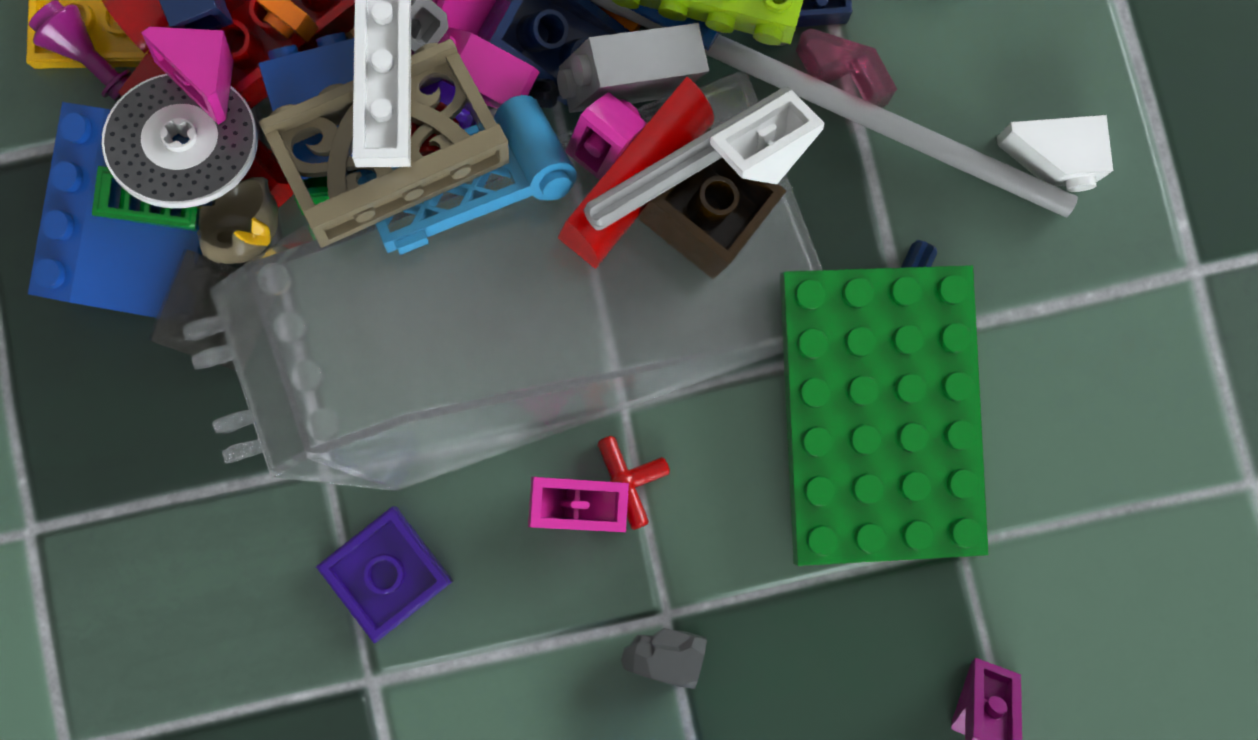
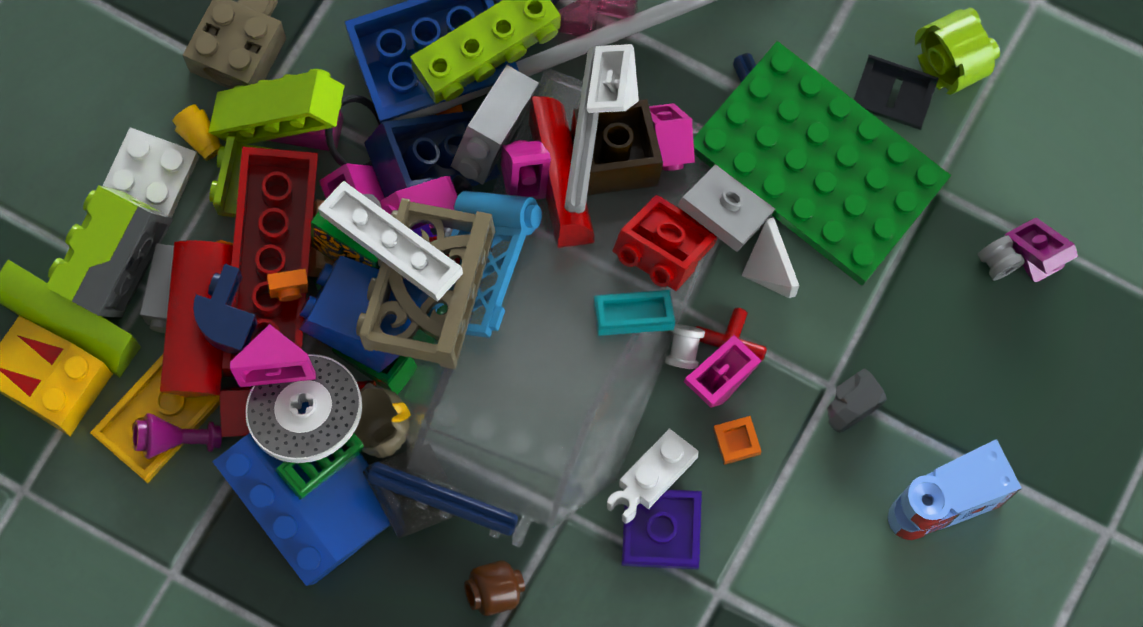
camera: 50 degrees left, 10 degrees down
(186, 468) = (494, 588): none -> reddish brown head
(198, 350) = (443, 498): none -> dark blue axle
(426, 523) = (653, 474): none -> white plate
(529, 573) = (737, 440): none -> orange plate
(549, 370) = (633, 312): none -> teal tile
(577, 444) = (684, 346): none -> white bush
(650, 338) = (663, 243): none -> red plate
(737, 453) = (770, 263): none -> white slope
(746, 366) = (726, 207): none -> light grey plate
(775, 245) = (674, 136): none -> dark pink slope
(945, 679) = (1001, 258): none -> light grey wheel
(1034, 448) = (912, 98): none -> black piece
(1127, 453) = (957, 50): none -> lime brick

